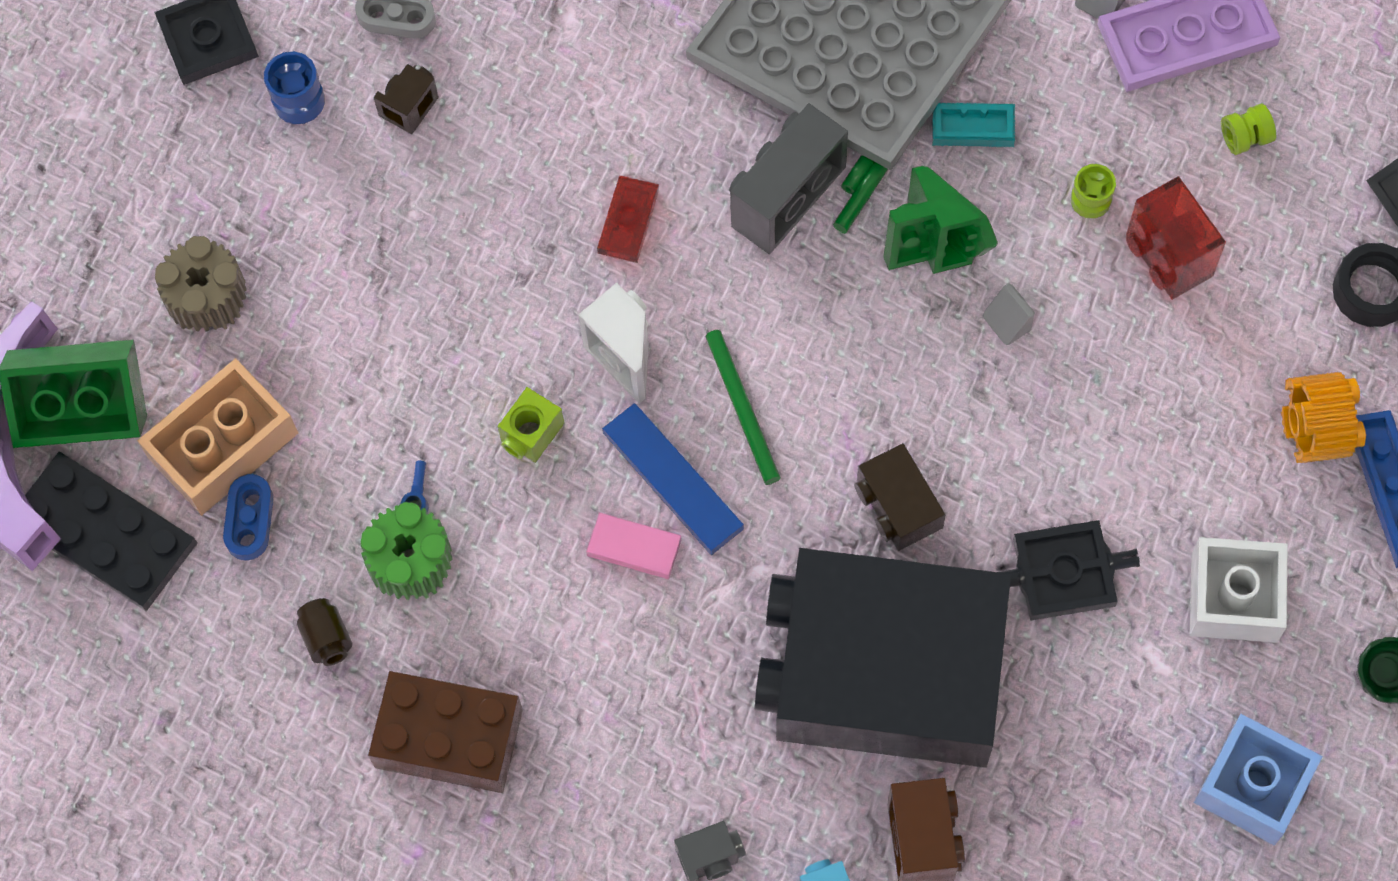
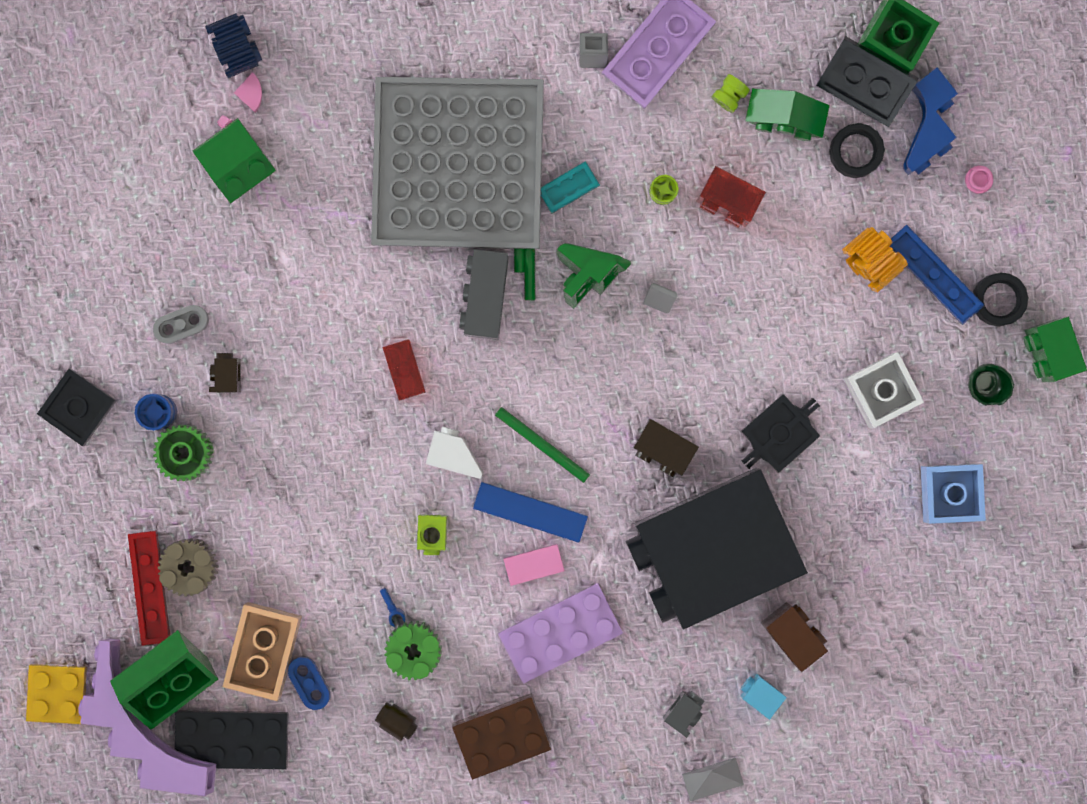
camera: 35 degrees left, 20 degrees up
(135, 285) = (148, 589): none -> red plate
(293, 151) = (168, 456): none -> bright green brick
(611, 653) = (560, 633): none -> lavender plate
(1315, 181) = (788, 113): none -> green brick

